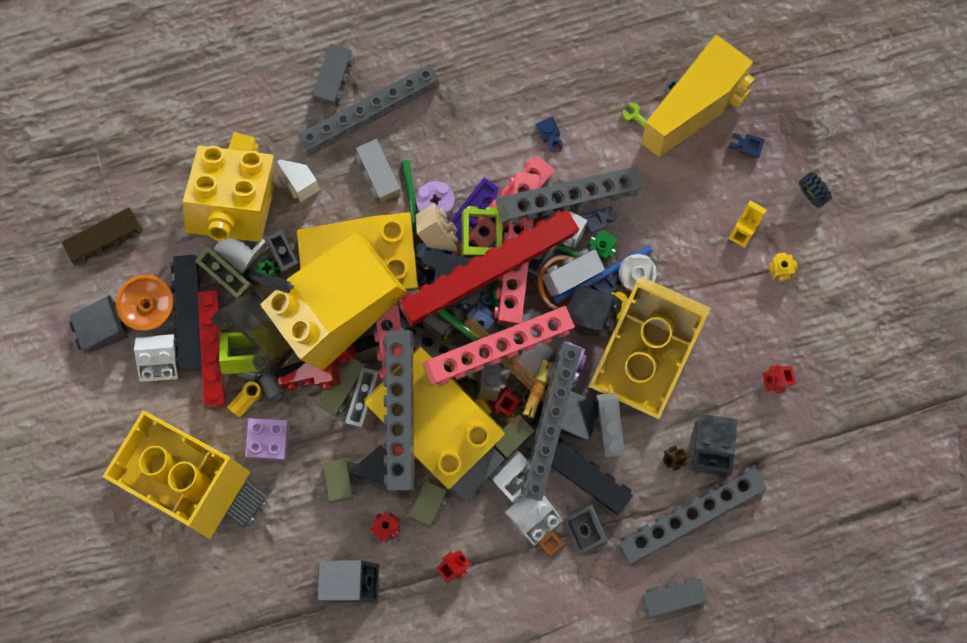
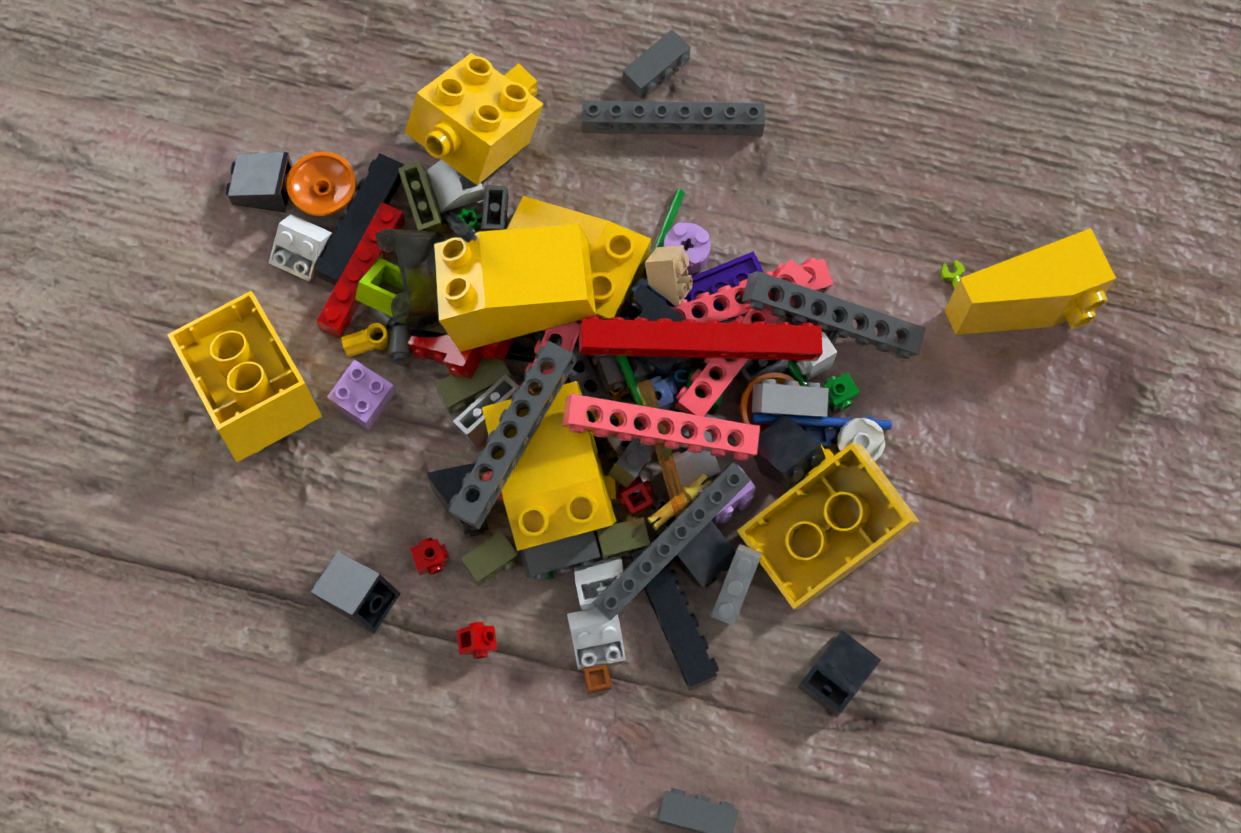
camera: 25 degrees right, 5 degrees down
(102, 236) = (320, 96): dark brown brick -> none
(247, 505) = (298, 451): dark grey brick -> none
(299, 178) = (555, 146): white slope -> none
(338, 480) = (410, 480): olive brick -> none
(377, 171) = (644, 184): light grey brick -> none
(472, 211) = (720, 277): lime window -> none
(549, 131) = (852, 244): dark blue plate -> none
(585, 530) = (643, 684): dark grey slope -> none
(597, 221) = (850, 362): dark blue plate -> none
(674, 458) = (787, 662): dark brown gear -> none
(747, 224) = (1012, 456): yellow brick -> none
(749, 477) = (858, 730): dark grey brick -> none
(750, 145) = (1063, 375): dark blue plate -> none
(779, 378) = (952, 641): red brick -> none
(780, 273) = (1020, 529): yellow brick -> none
(815, 189) = (1109, 460): black bush -> none

